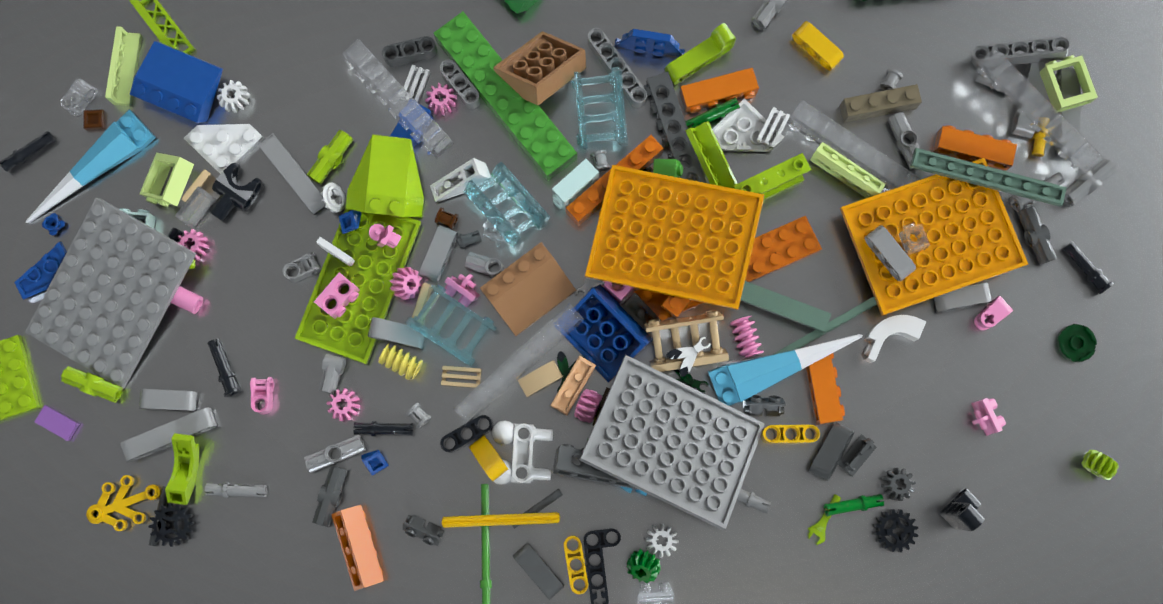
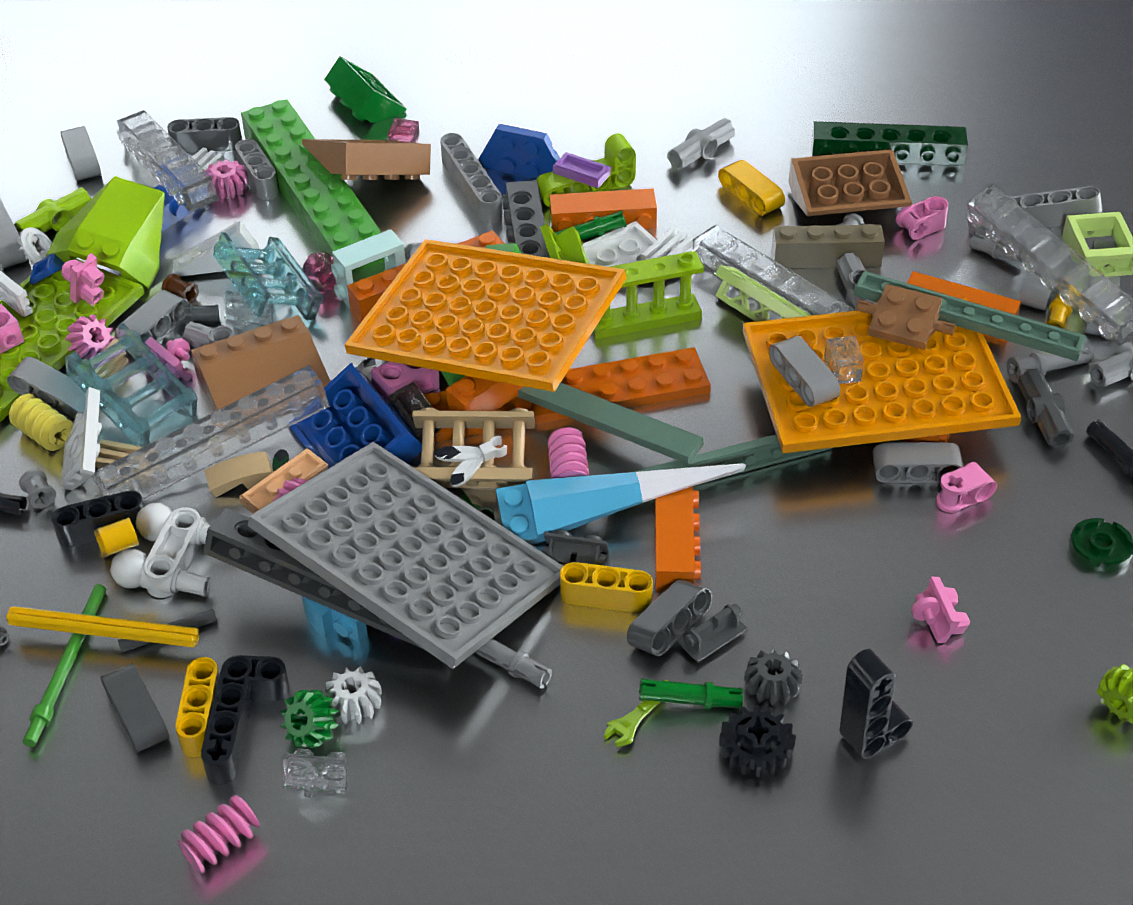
camera: 10 degrees right, 35 degrees down
(324, 86) = (80, 153): none -> light grey beam
(436, 383) = (81, 444): none -> white wing
(540, 187) = (319, 271): none -> clear pink head
(552, 17) = (403, 130): none -> clear pink tile
(615, 97) = (453, 210): clear light blue fence -> none
(698, 56) = (582, 170): none -> medium lavender tile
(888, 42) = (848, 182): none -> medium nougat slope
(901, 325) = (799, 480): white arch -> none
(940, 61) = (926, 217): none -> bright pink piece
(948, 189) = (905, 316): none -> medium nougat plate

